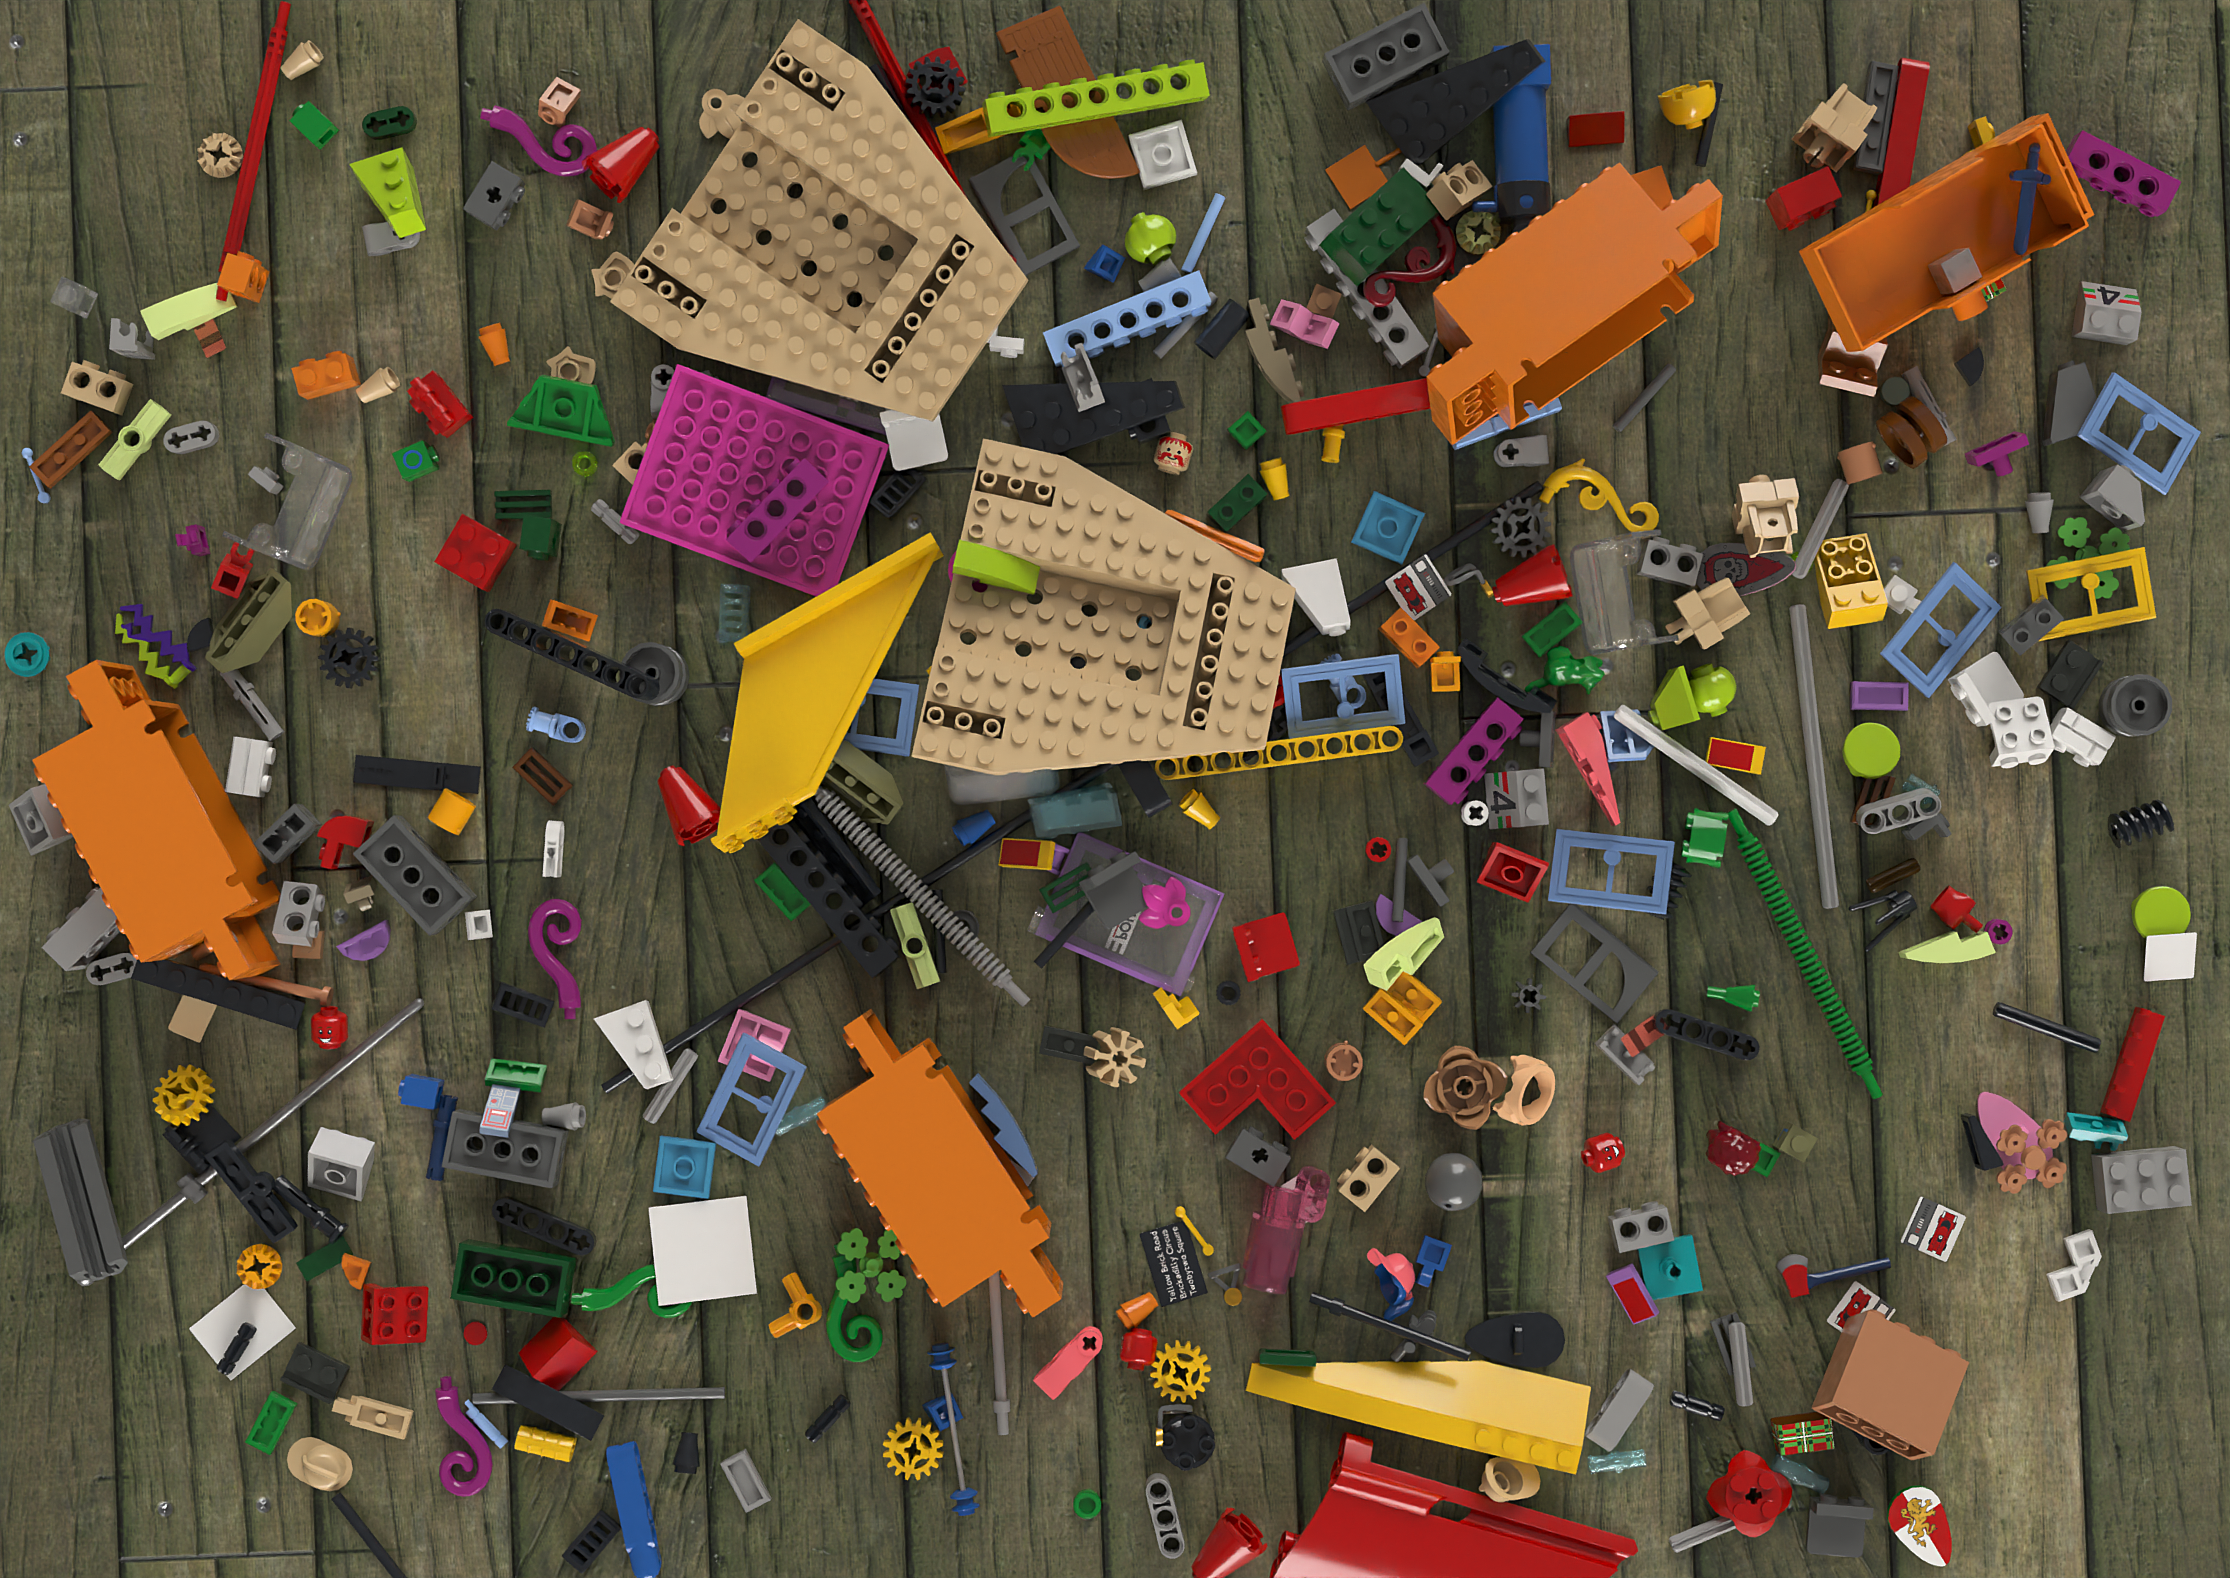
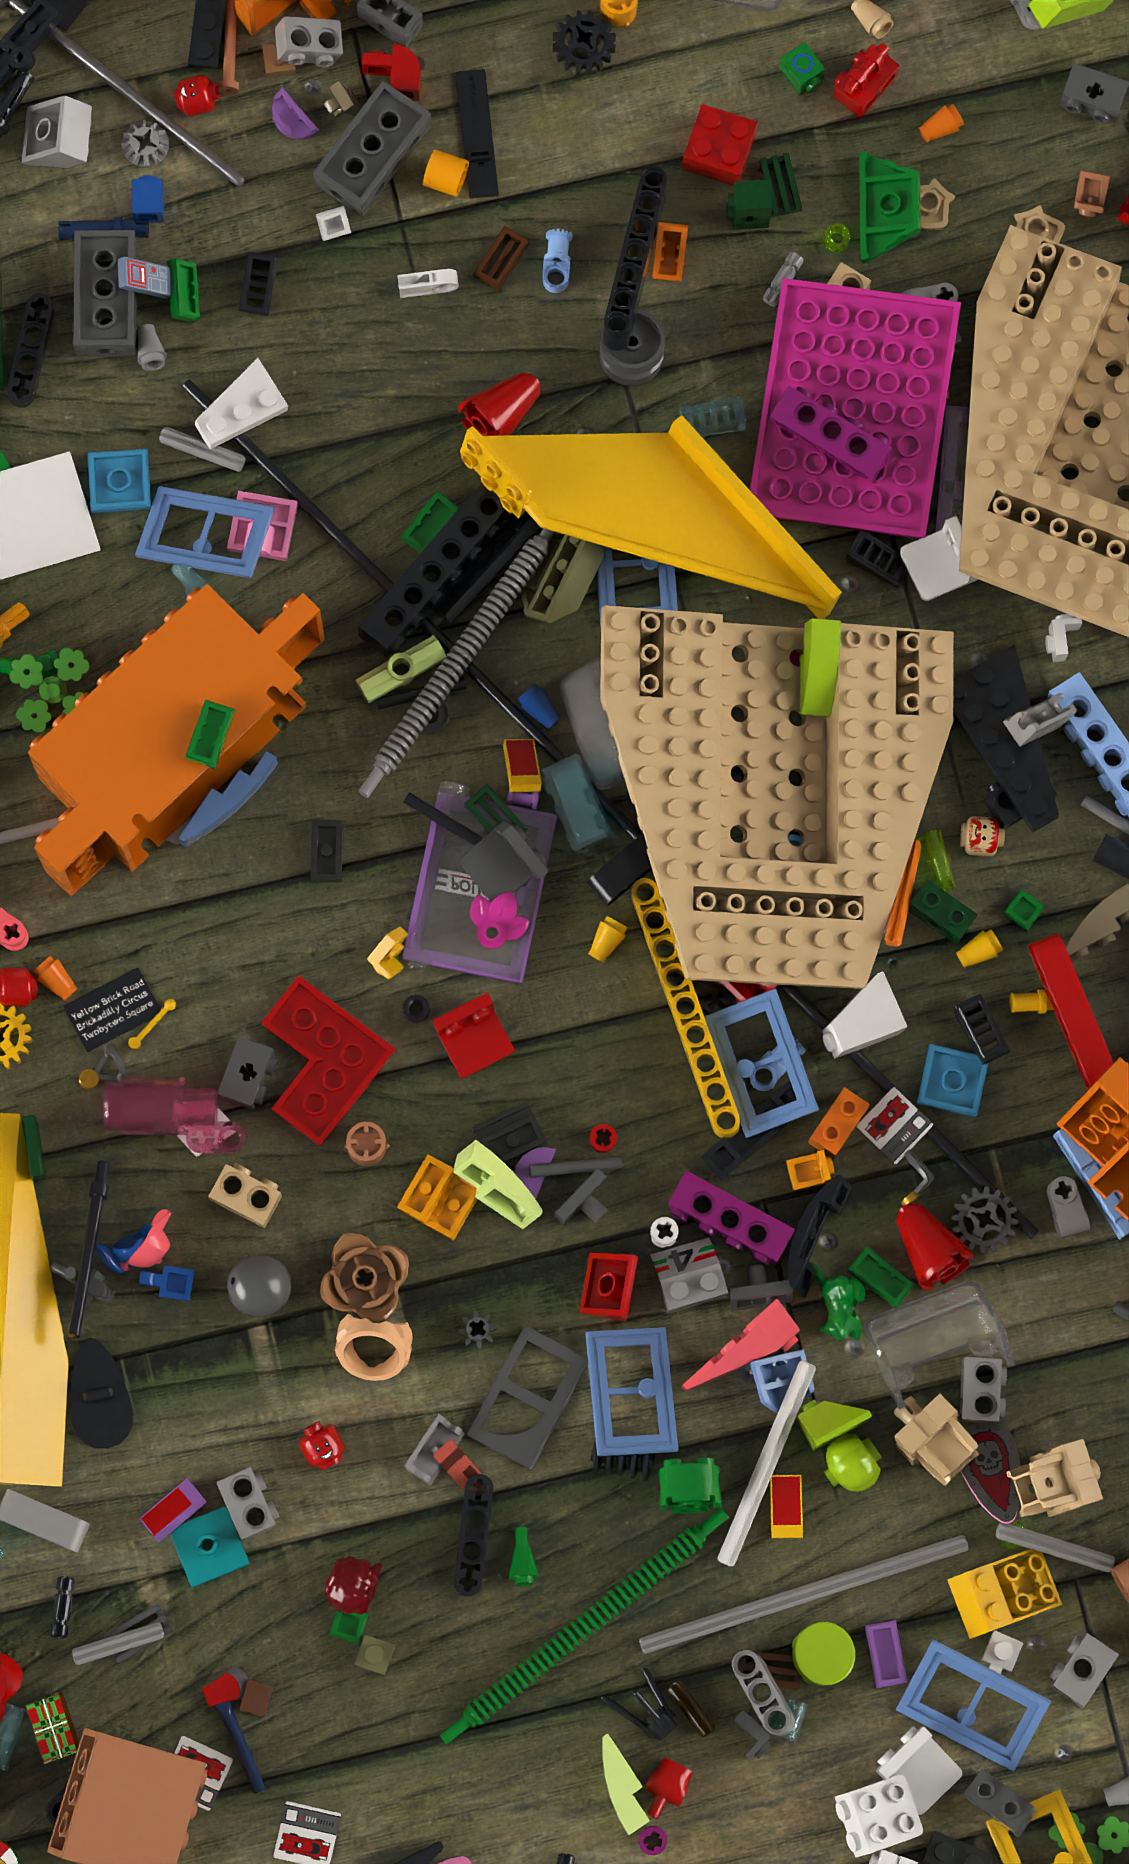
camera: 75 degrees right, 10 degrees down
(378, 1081) = (149, 155): none -> light grey gear
(568, 990) = (285, 325): magenta plant -> none
(961, 1138) = (210, 734): none -> green plate
(1106, 1067) = (332, 906): tan gear -> none
(1188, 496) = (939, 860): none -> clear neon green pin
(1341, 505) = (969, 1007): none -> black slope
(1561, 476) = (1059, 1271): yellow plant -> none
(1808, 1251) = (256, 1698): none -> reddish brown piece
(1944, 529) = (1099, 1659): none -> light grey brick

